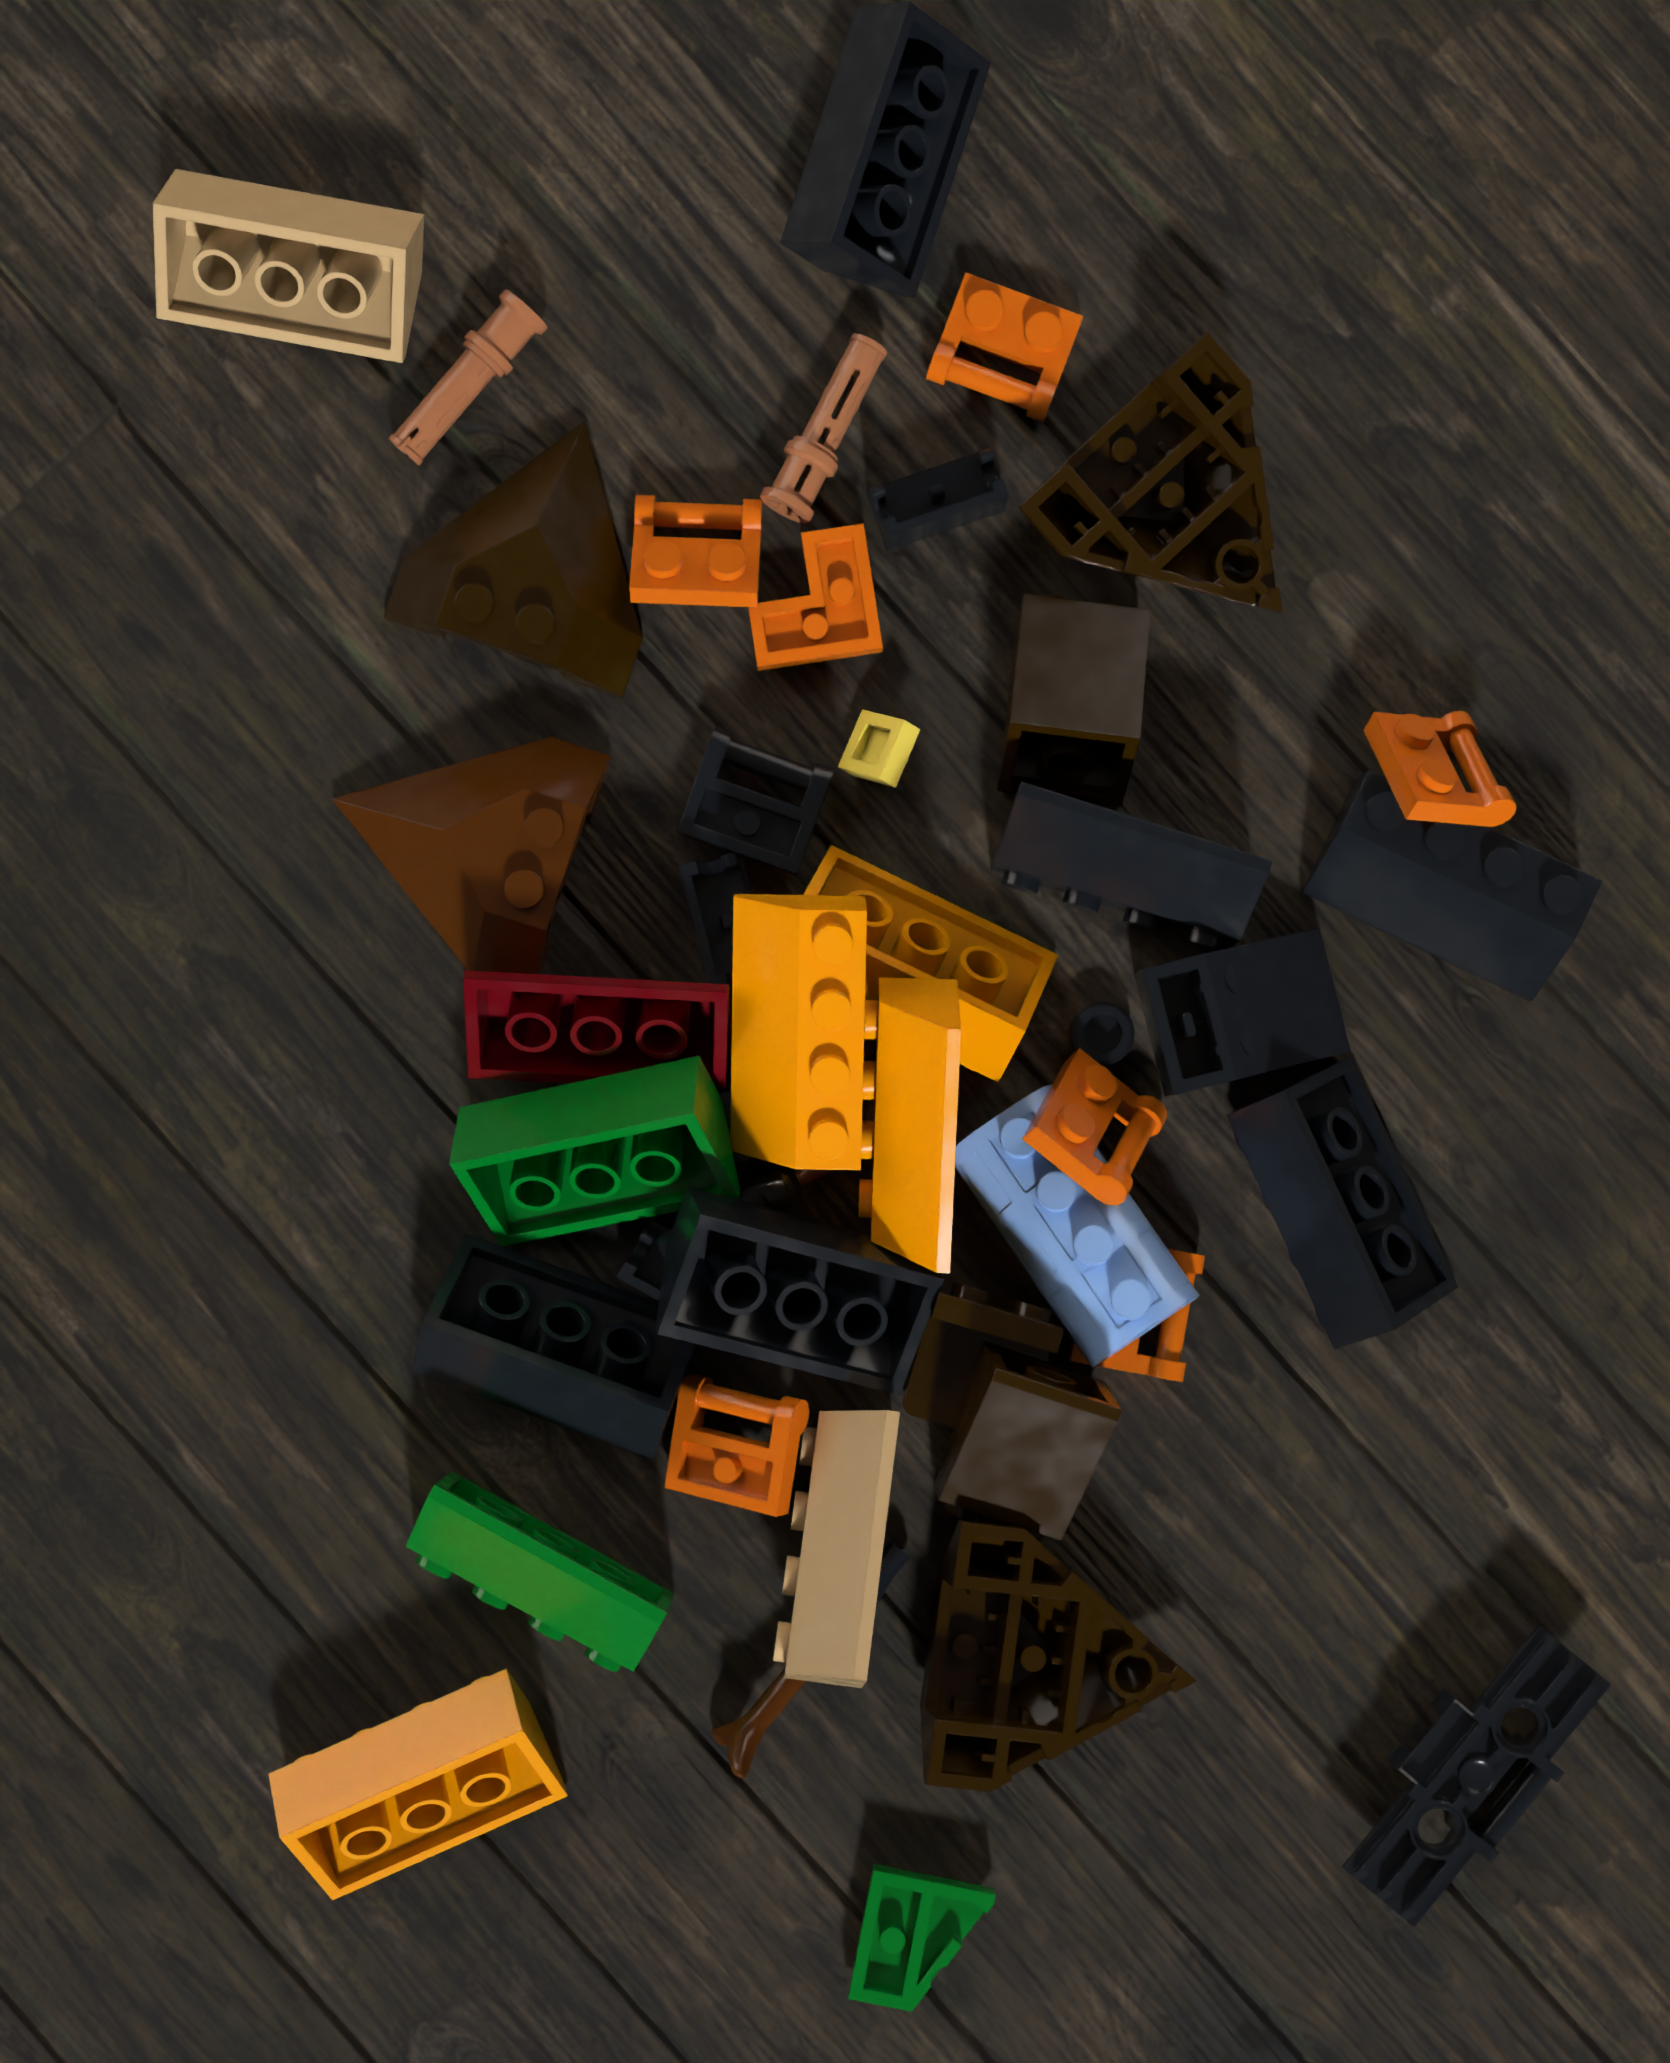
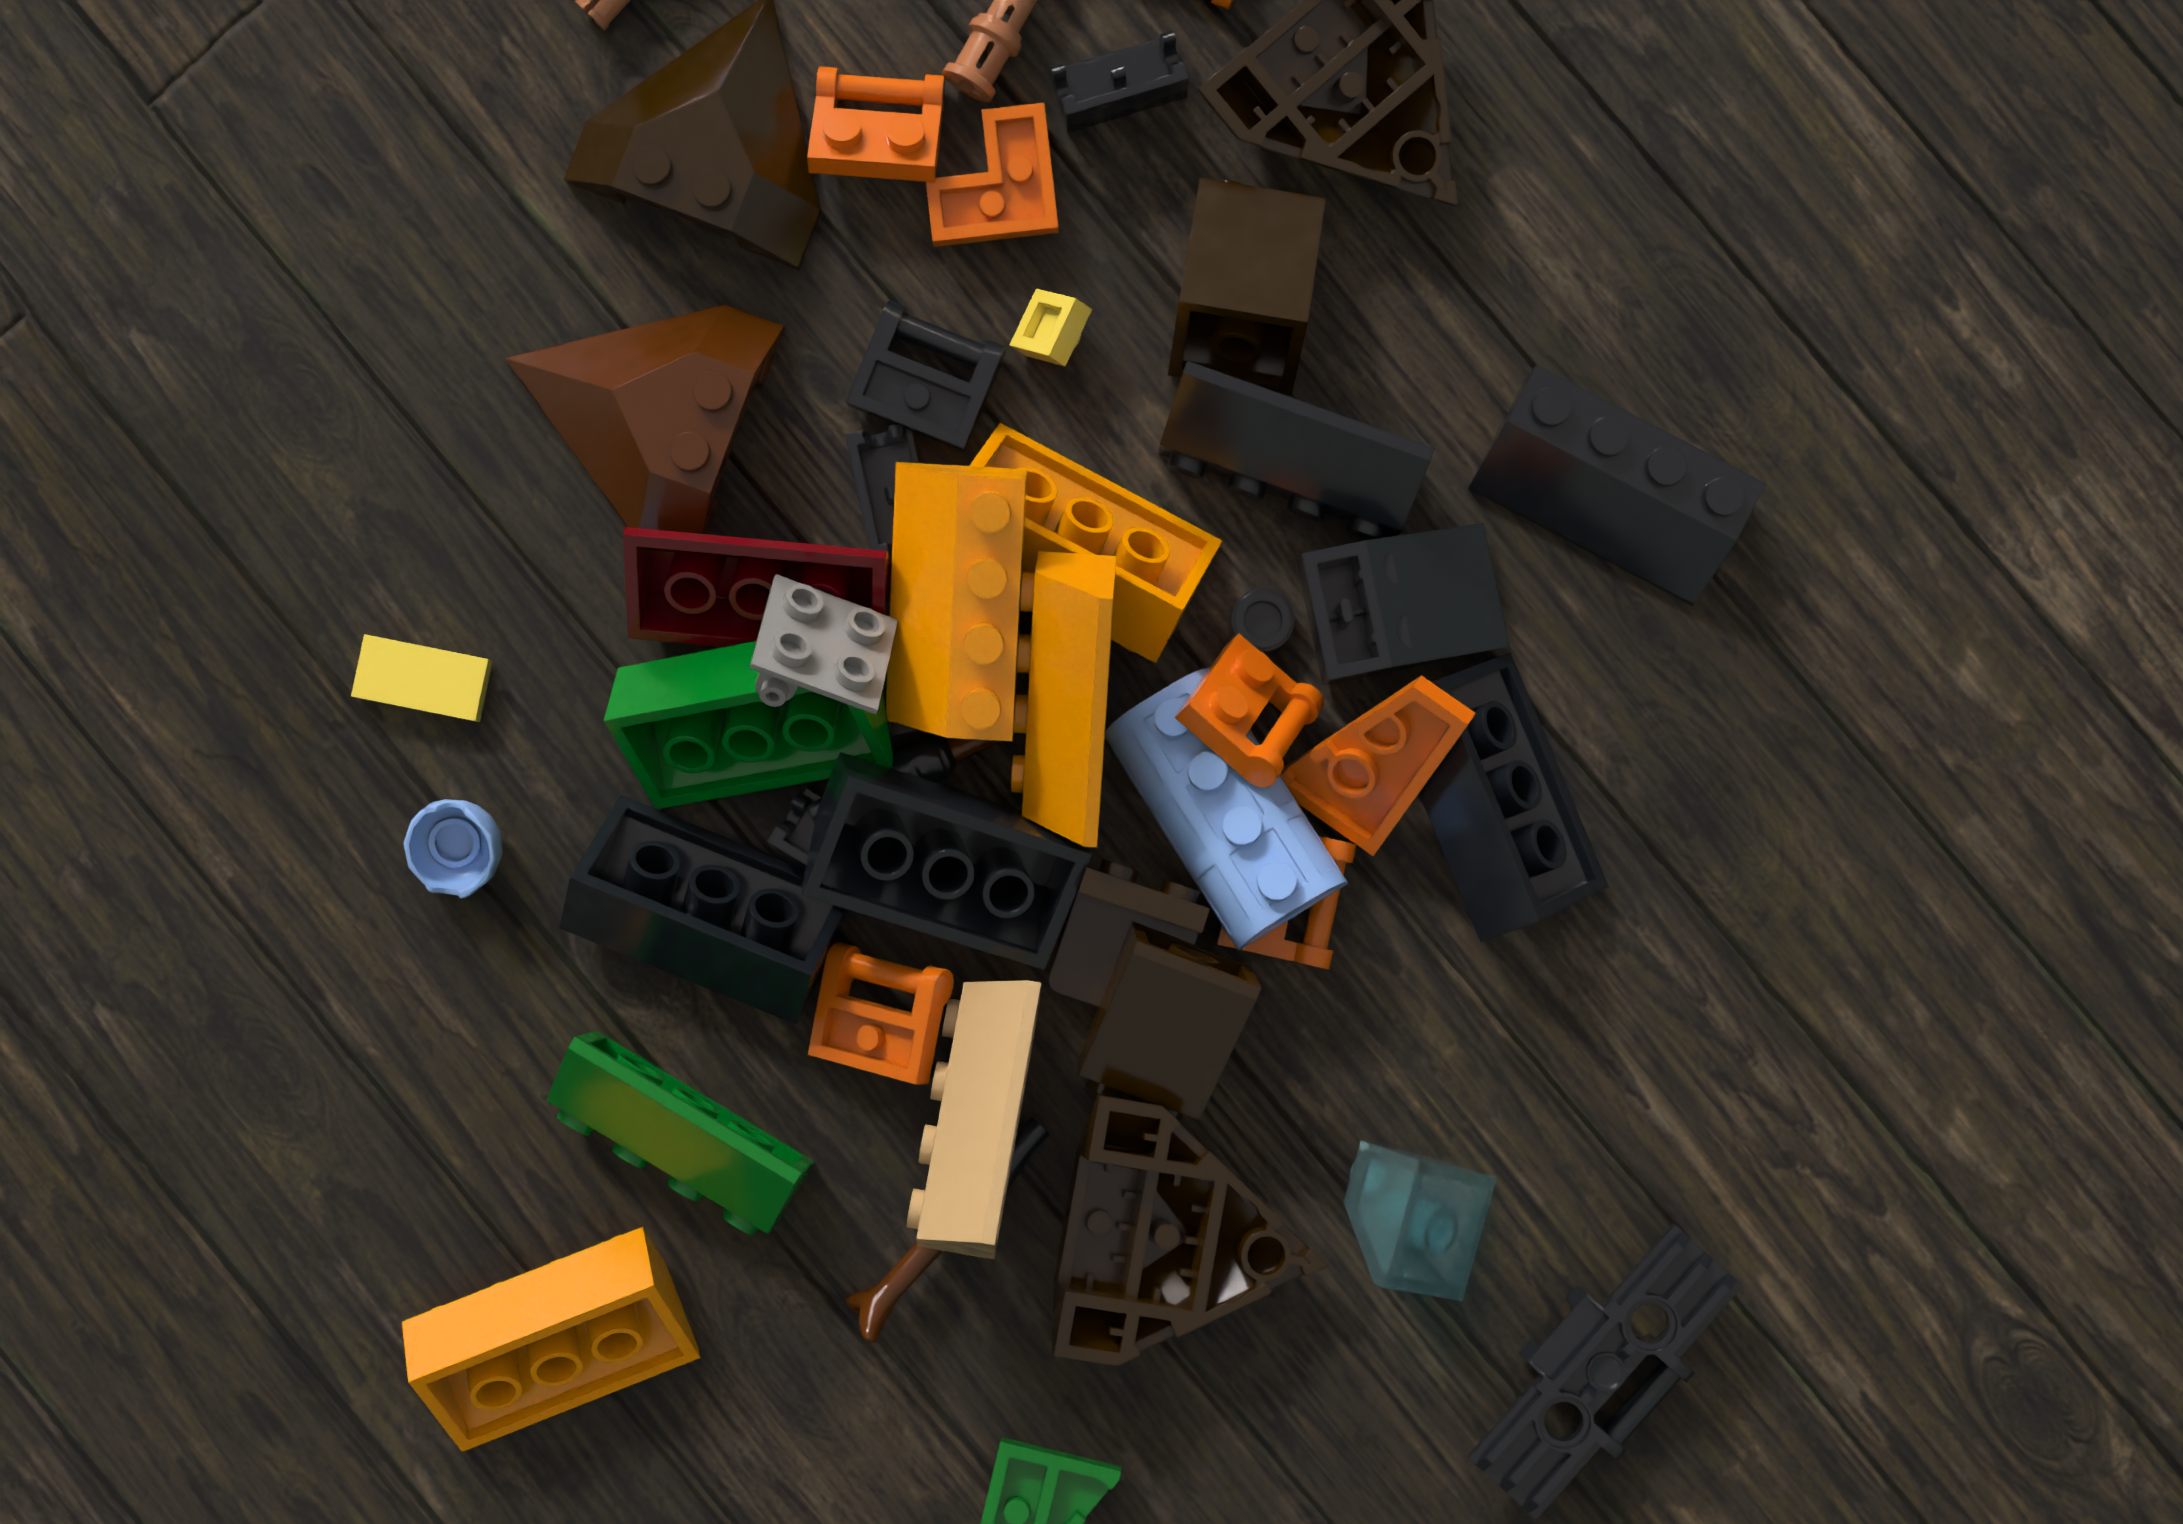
camera: 10 degrees right, 0 degrees up
(261, 1124) = (421, 678): none -> light yellow tile
(301, 1294) = (453, 847): none -> light blue hair
(667, 1084) = (821, 646): none -> light grey hinge
(1226, 1175) = (1378, 763): none -> orange wing
(1281, 1629) = (1417, 1219): none -> clear light blue slope
(1423, 777) = (1590, 373): orange plate -> none

